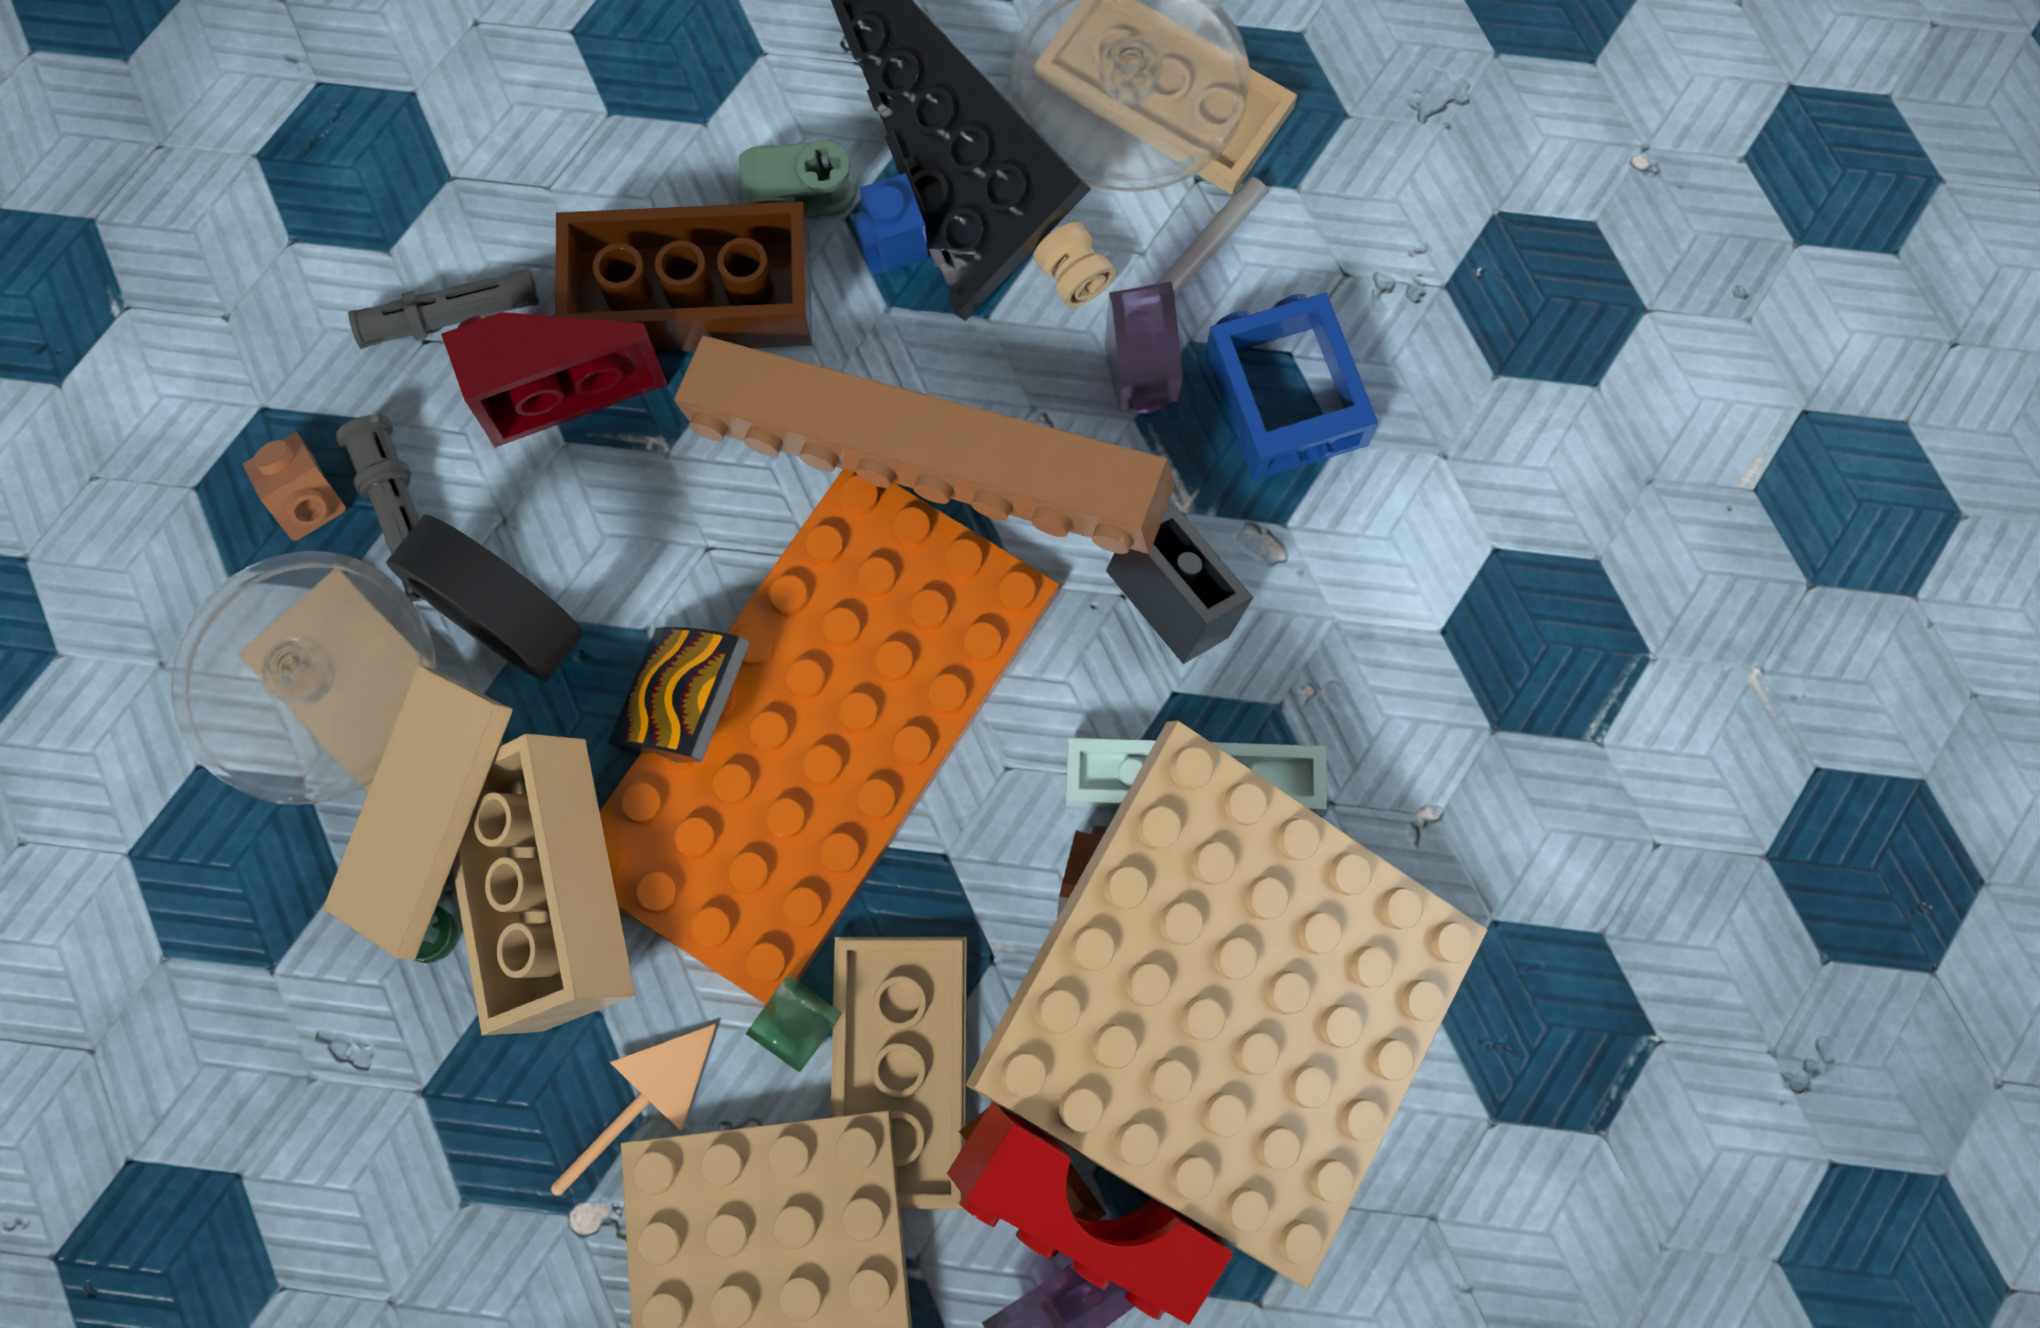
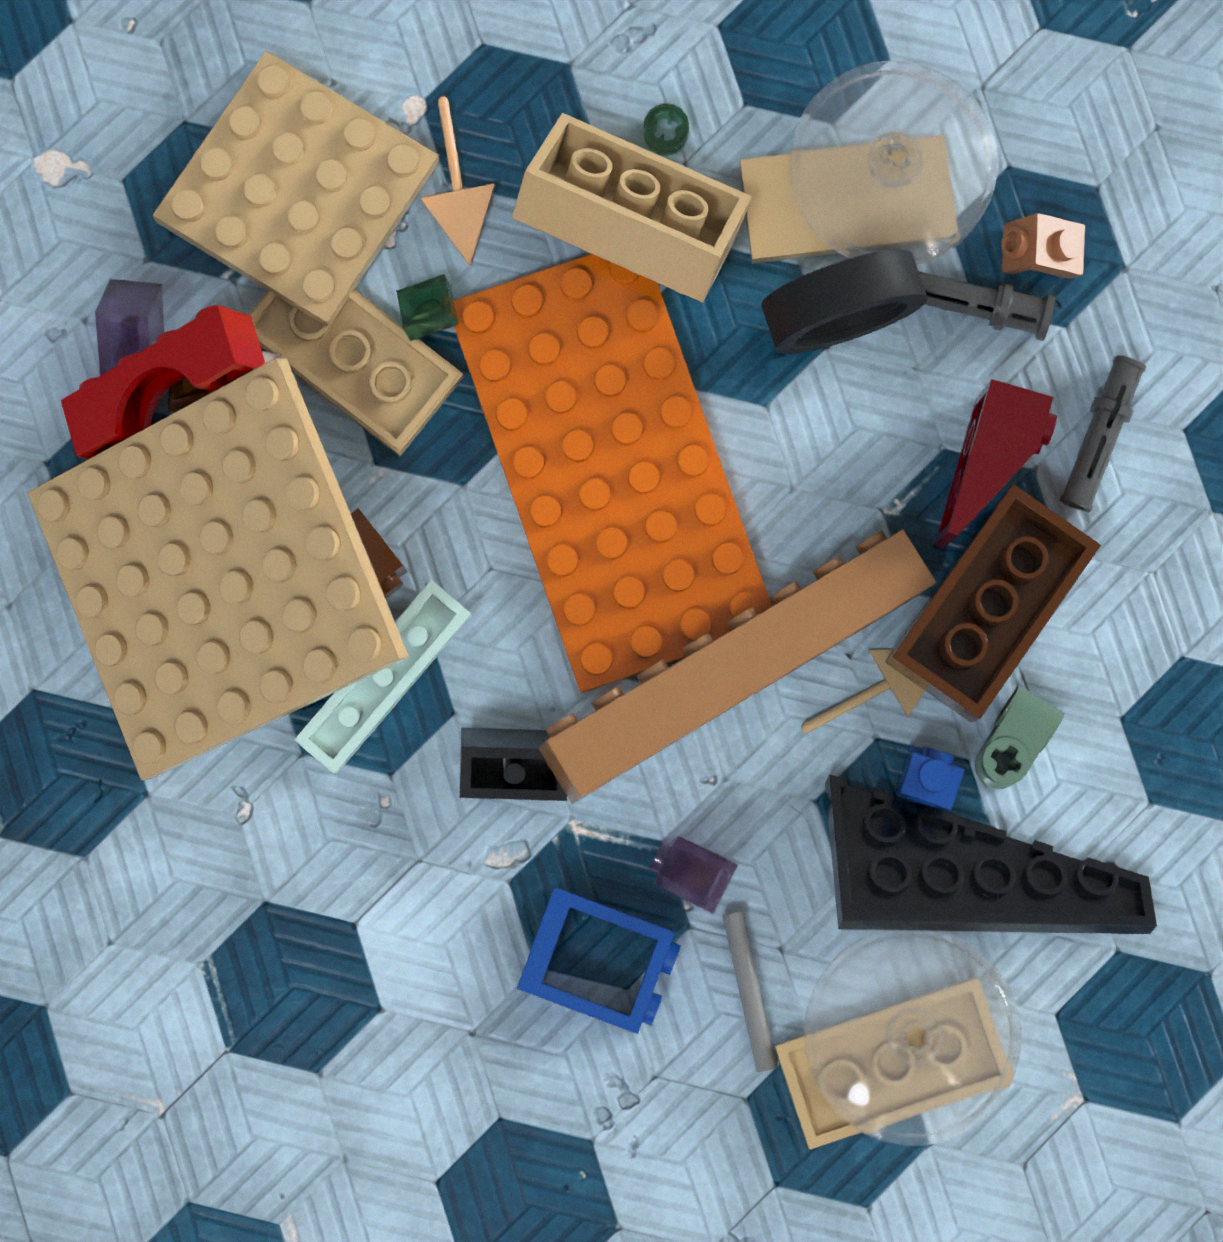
camera: 130 degrees right, 10 degrees up
(417, 811) = (737, 169): tan tile -> none
(679, 693) = (692, 386): slope -> none
(825, 310) = (904, 690): none -> tan piece
(1074, 264) = (802, 884): tan wheel -> none

